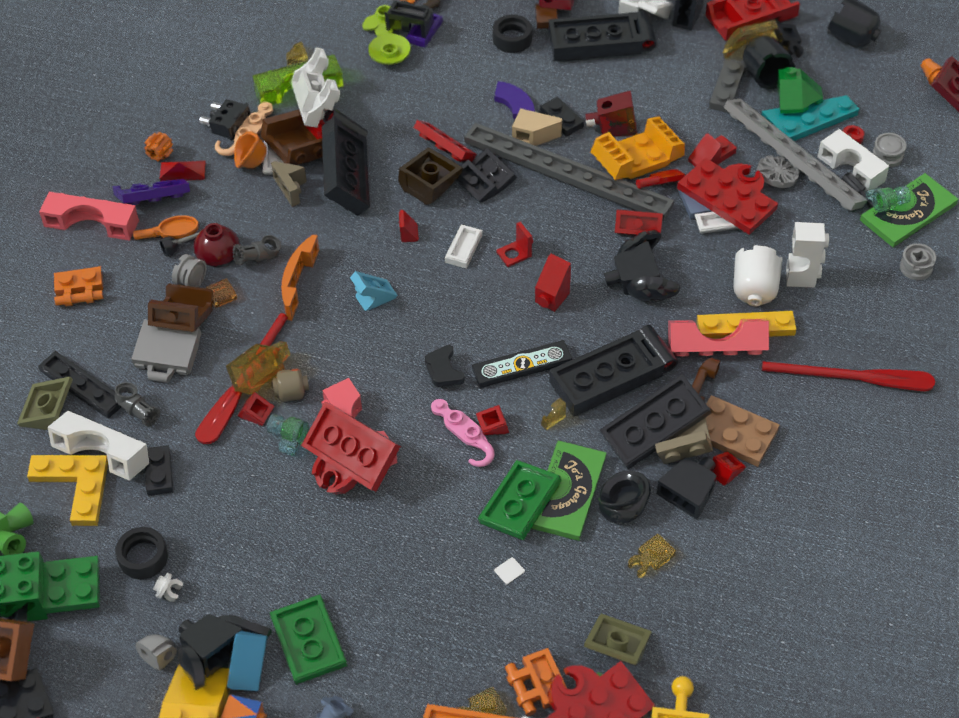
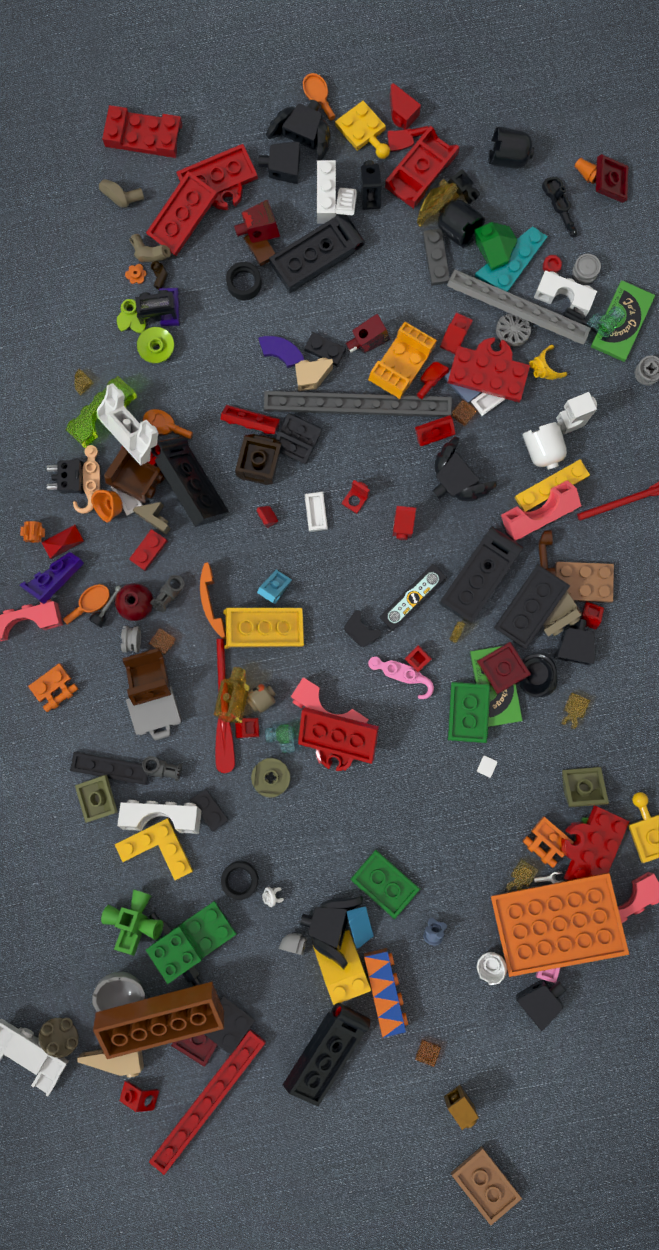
camera: 25 degrees left, 30 degrees up
(250, 479) = (264, 768): none -> olive plate
(263, 210) = (148, 550): none -> red plate
(336, 317) = (264, 627): none -> yellow plate
(357, 113) = (165, 423): none -> orange piece
(586, 468) = (503, 668): none -> dark red tile
(681, 223) = (463, 412): none -> clear orange tile
(790, 210) = (541, 368): none -> yellow helmet
(889, 79) = (555, 190): none -> black piece

